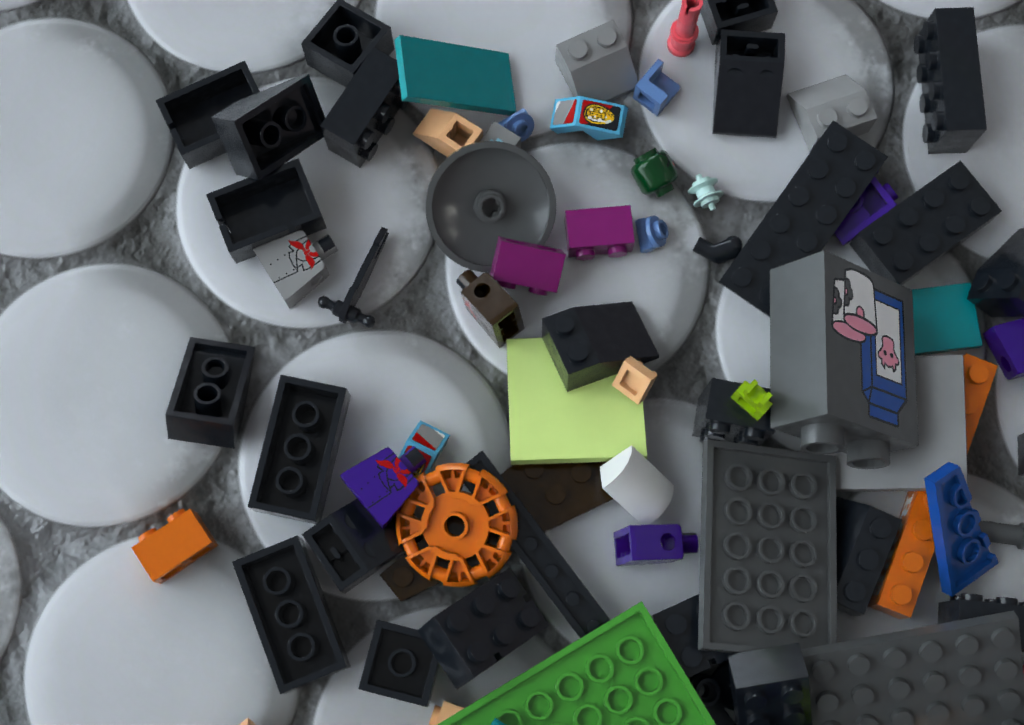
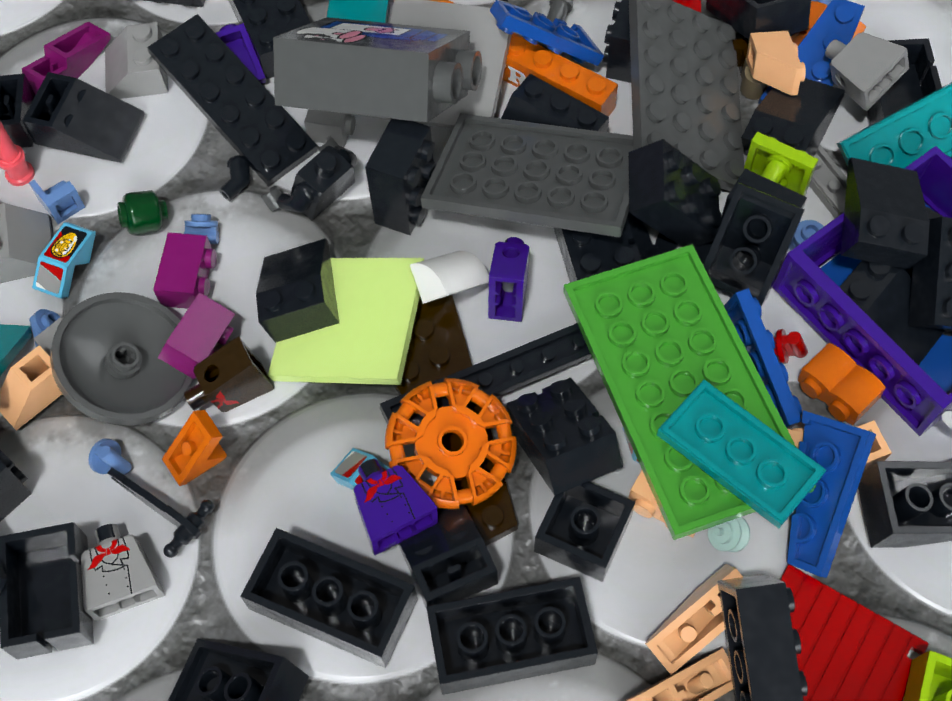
camera: 75 degrees left, 15 degrees down
(400, 221) = (107, 455): none -> medium blue plate
(419, 295) = (194, 448): none -> orange slope
(634, 380) = (345, 255): light nougat tile -> none
(705, 192) = (177, 174): light aqua wheel -> none
(721, 333) = (317, 182): none -> black torso
(752, 399) = (397, 127): lime plate -> none
(822, 41) = (68, 54): none -> magenta slope

